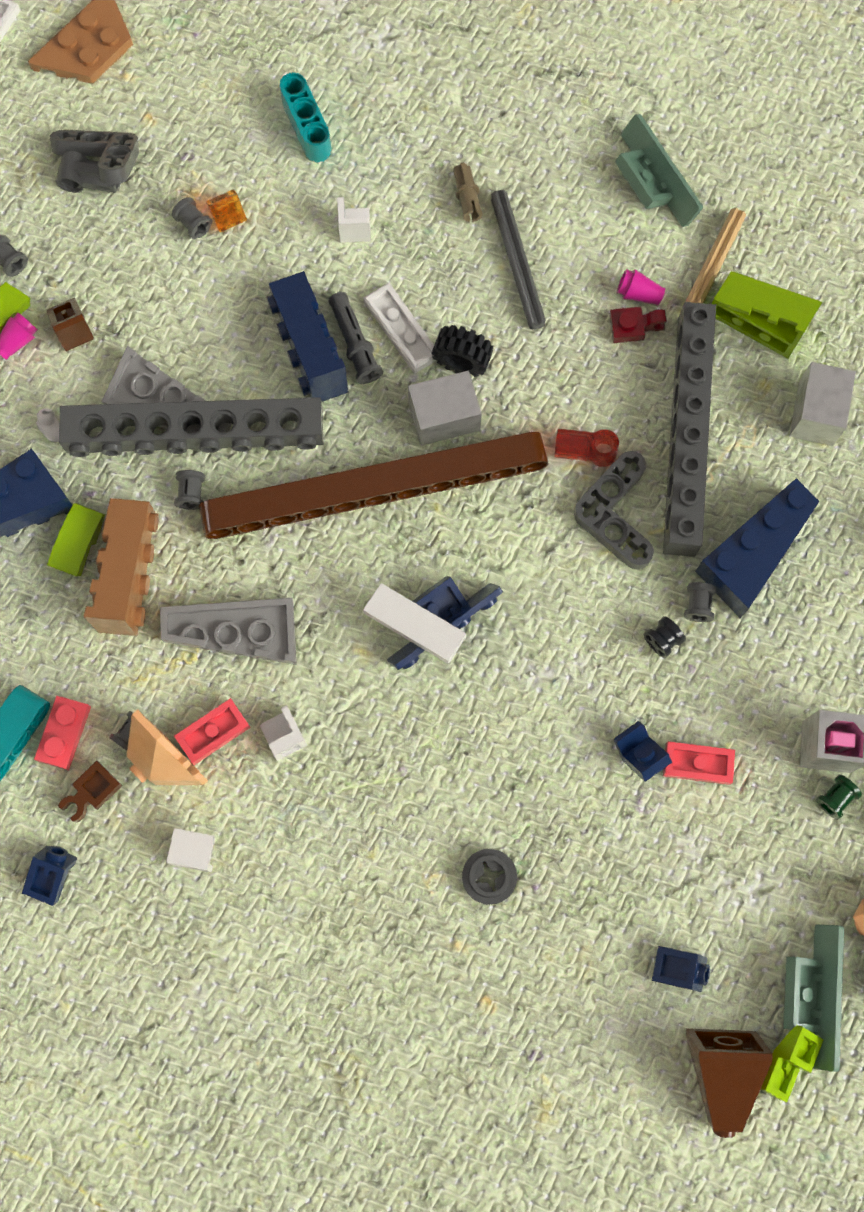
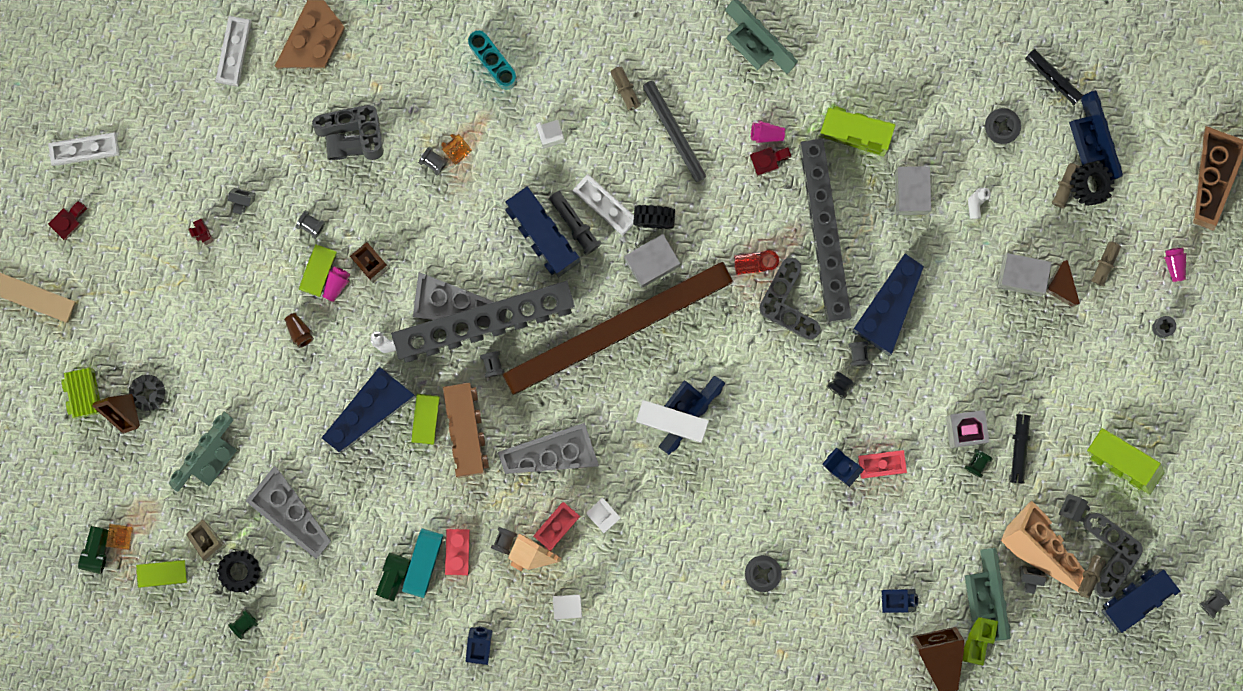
camera: 10 degrees left, 10 degrees up
(93, 788) = (490, 582): reddish brown plate -> none
(716, 256) = (815, 96): tan axle -> none

